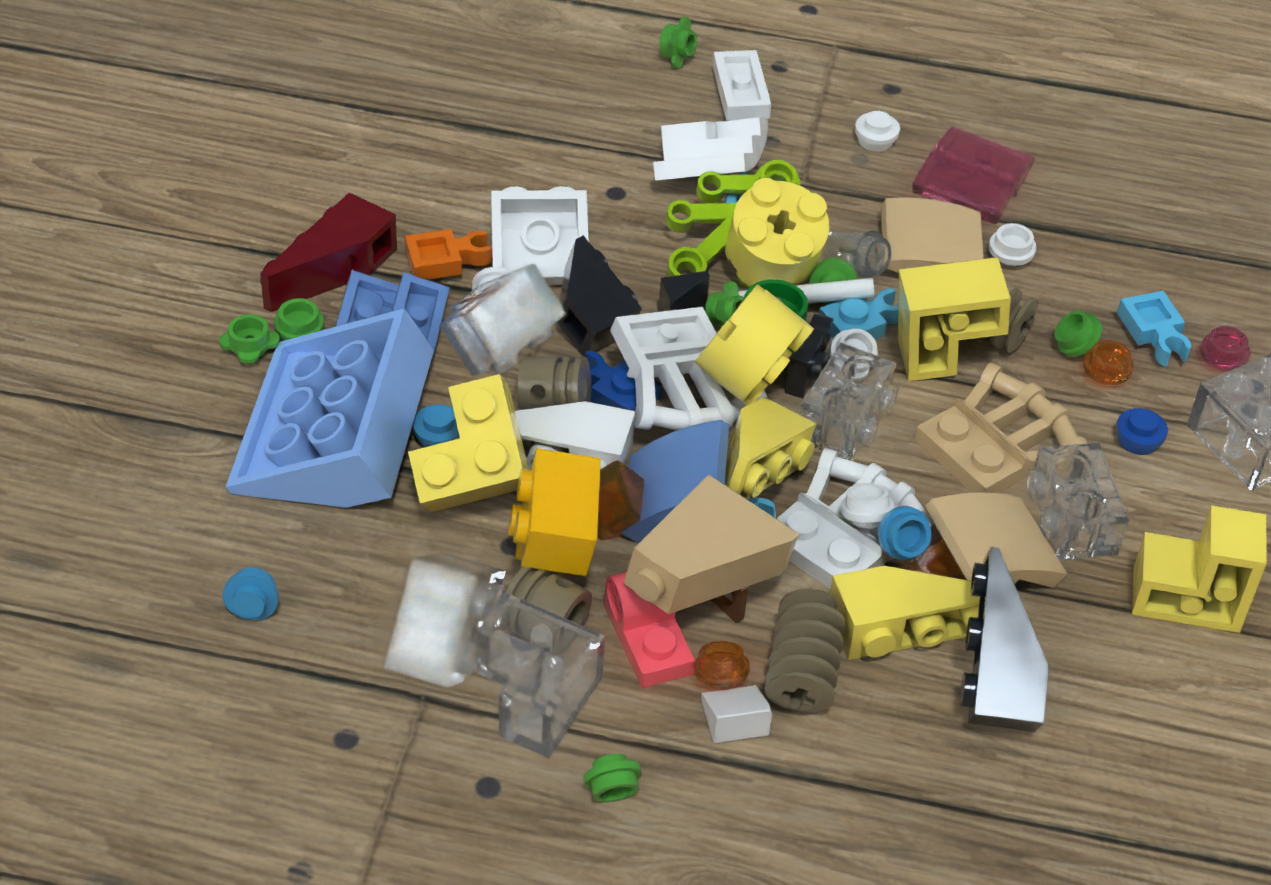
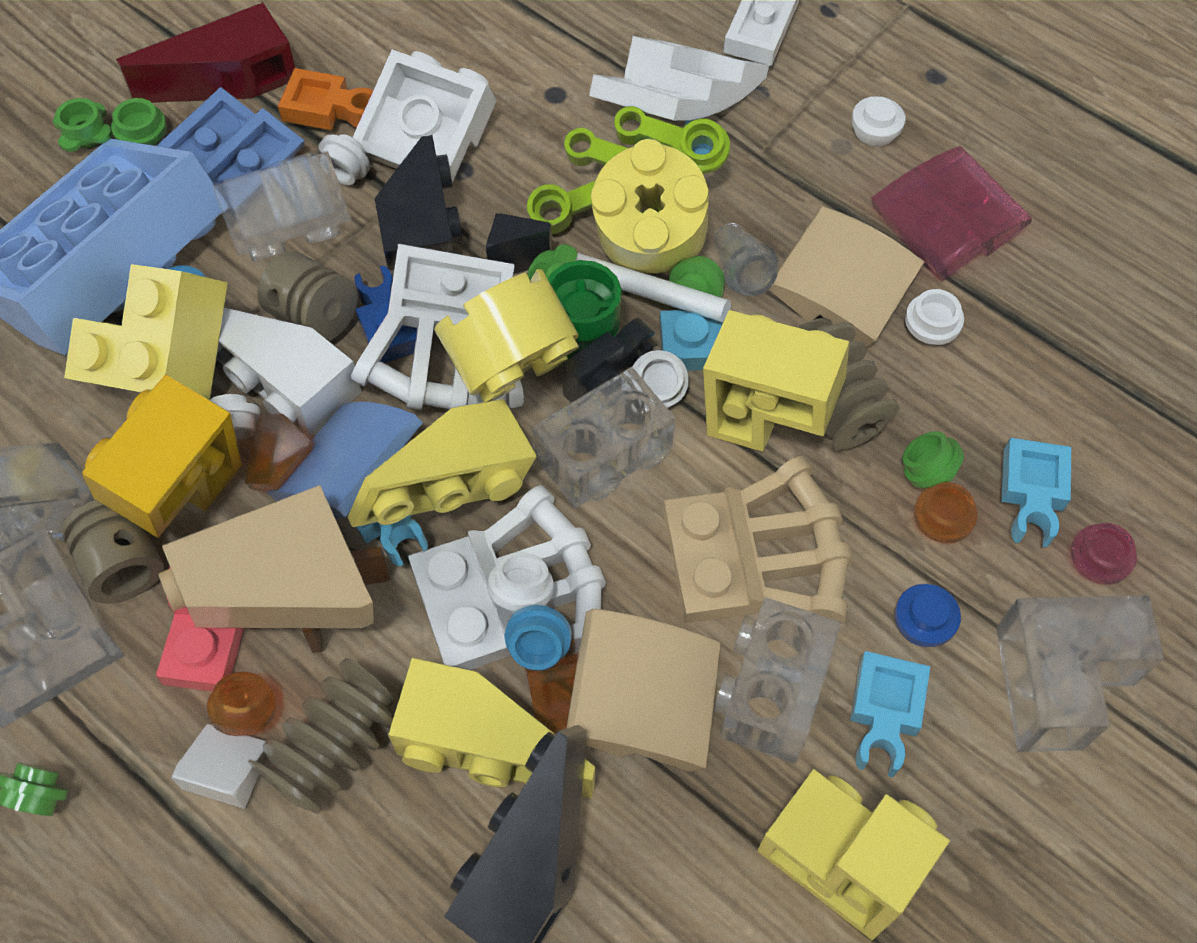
camera: 30 degrees right, 15 degrees up
(1157, 486) = (892, 702): none -> medium azure plate

